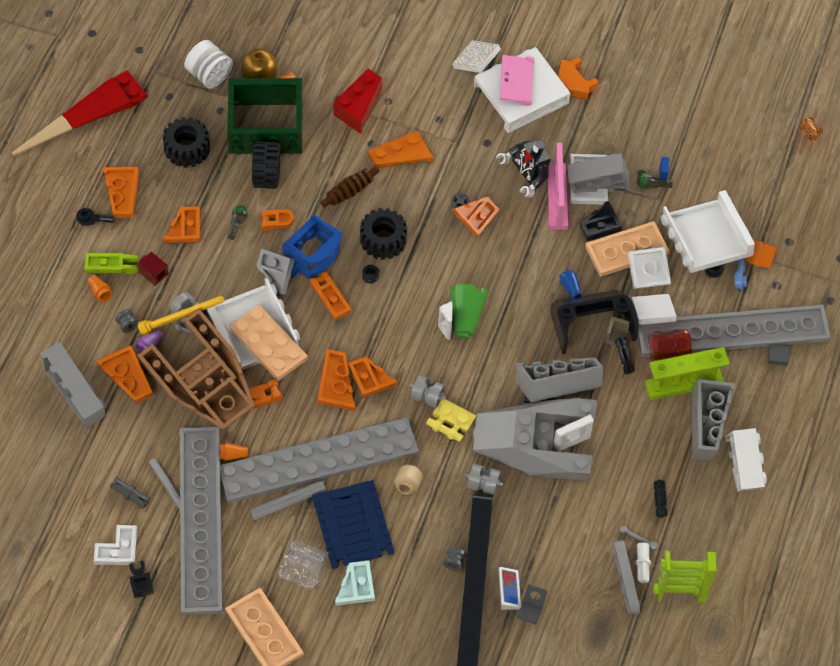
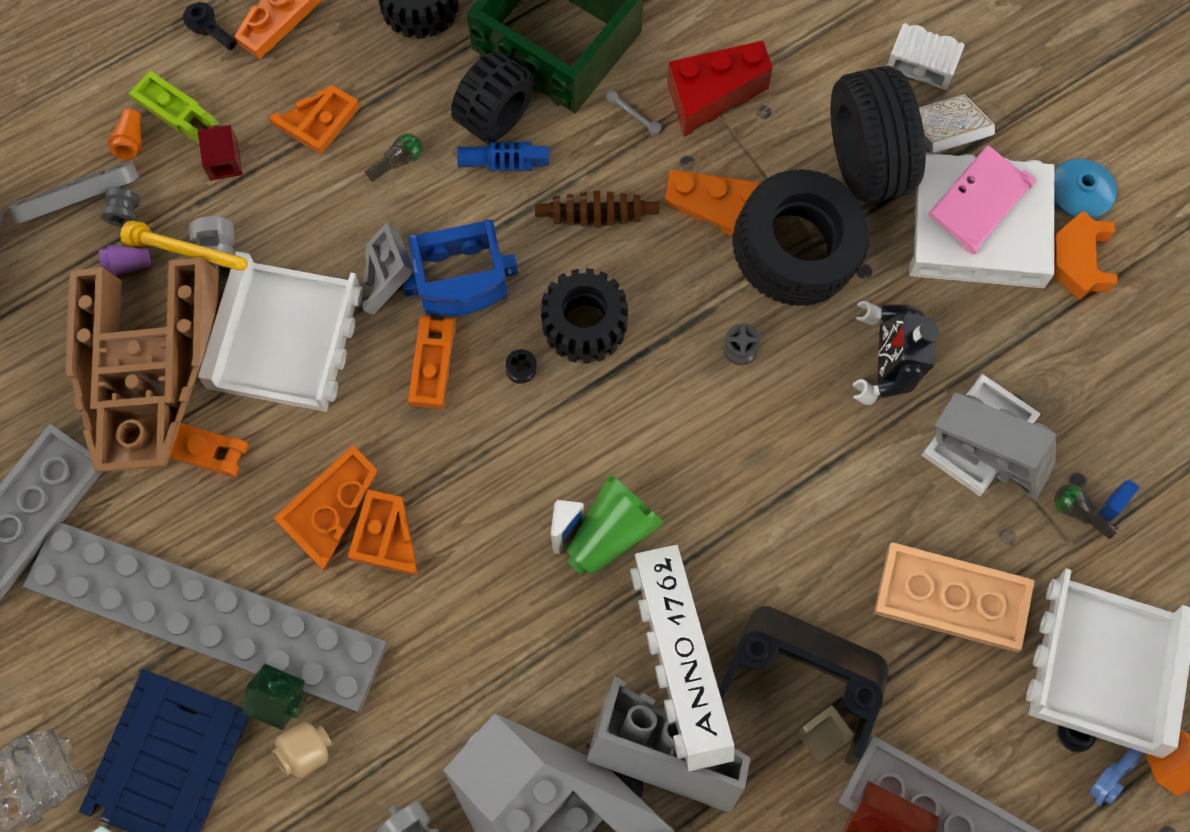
camera: 40 degrees right, 10 degrees up
(97, 328) = (73, 192): none -> light grey beam
(127, 373) = (51, 289): orange wing -> none
(232, 451) = (92, 512): orange cone -> none
(268, 342) = (281, 376): light nougat plate -> none
(283, 217) = (461, 197): orange plate -> none
(287, 190) = (504, 156): none -> blue hinge
(287, 500) = (107, 649): light grey axle -> none
(344, 137) = (654, 128): none -> light grey hinge
(380, 466) = (274, 697): none -> clear green brick
(427, 391) = (444, 619): light grey wheel -> none
(442, 33) = (926, 56): none -> white brick
(447, 161) = (824, 204): none -> black tyre
(453, 77) = (878, 133): none -> black tyre
(454, 416) = (461, 692): light yellow plate -> none
(476, 214) = (752, 377): orange wing -> none
(538, 335) = (684, 659): none -> white brick
(551, 55) = (1074, 197): none -> dark azure dish
(557, 192) = (910, 426): bright pink fence -> none
(570, 282) = (814, 594): blue cone -> none
(601, 223) = (943, 523): black wing -> none
(624, 355) = (808, 784): black axle -> none
(649, 268) = (964, 657): white tile -> none
(654, 309) = (917, 736): white tile -> none

